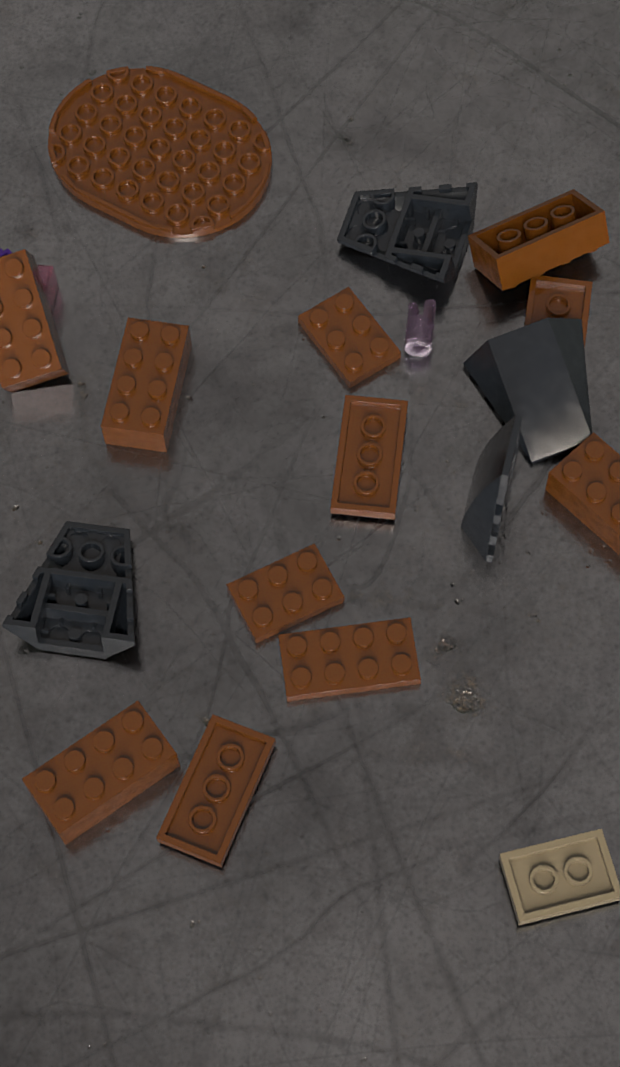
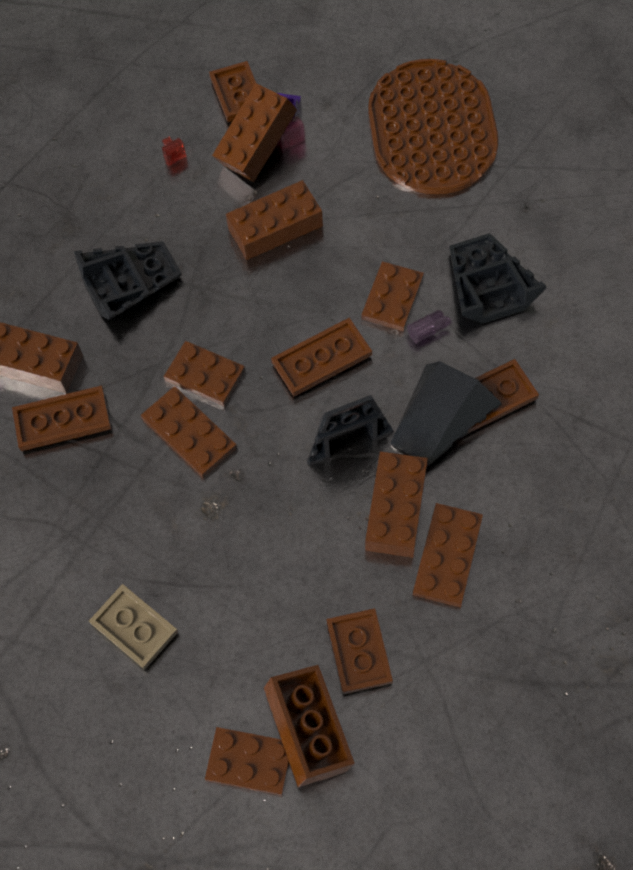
camera: 55 degrees right, 0 degrees up
(539, 239) = (537, 344): reddish brown brick -> none

